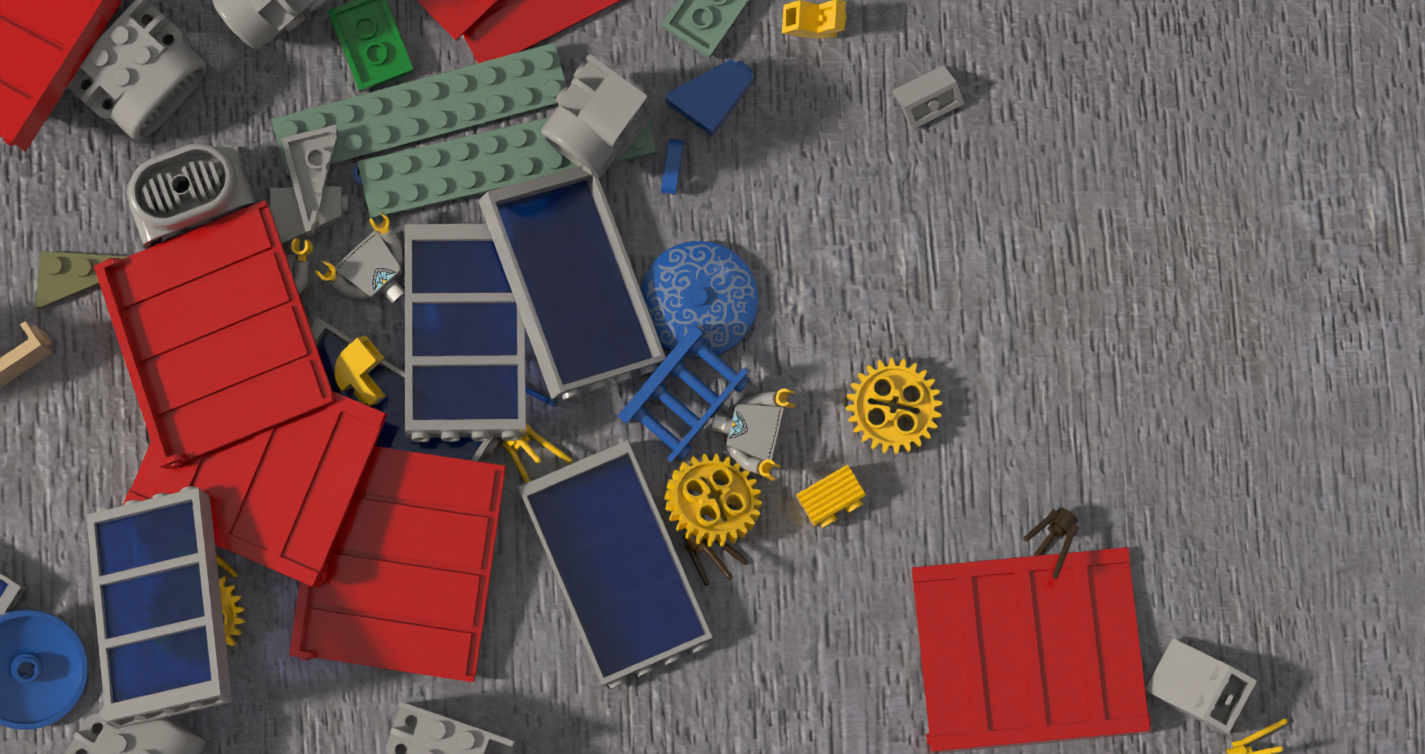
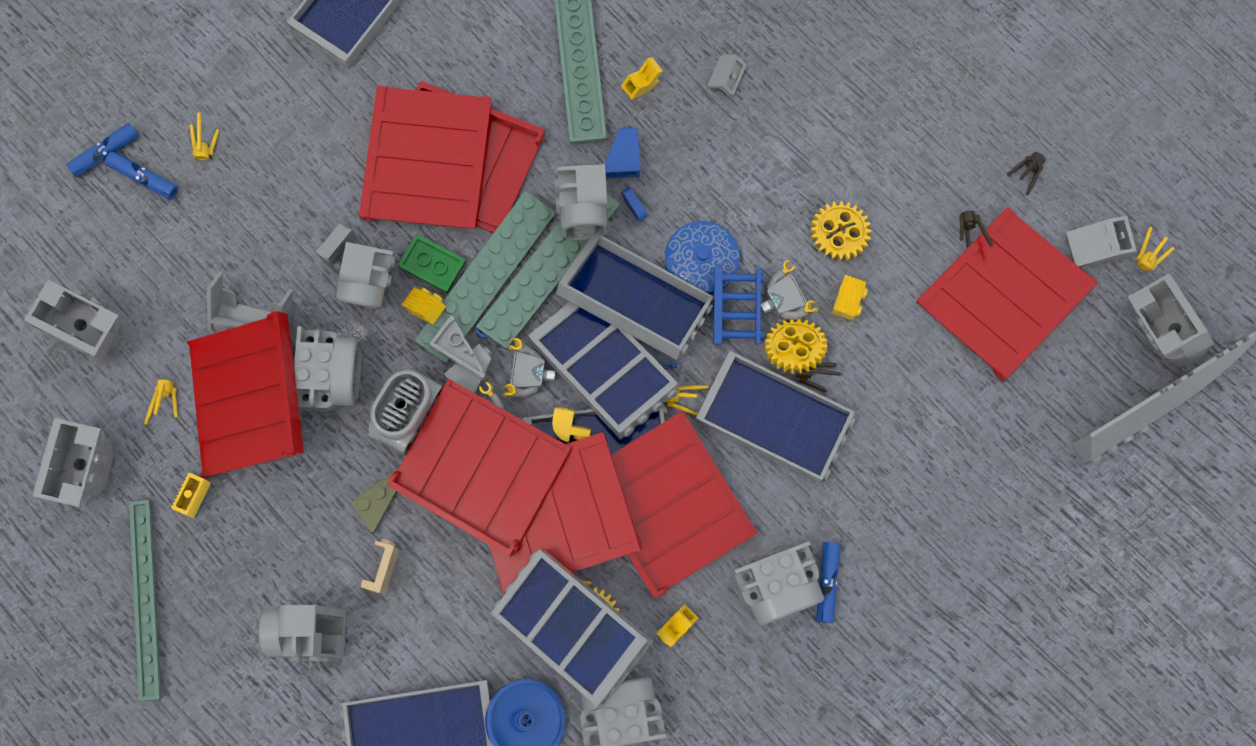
camera: 45 degrees left, 5 degrees down
(288, 709) = (677, 626): none -> yellow brick
(316, 85) = (424, 305): none -> yellow brick
(1210, 520) = (1033, 163): none -> dark brown plant

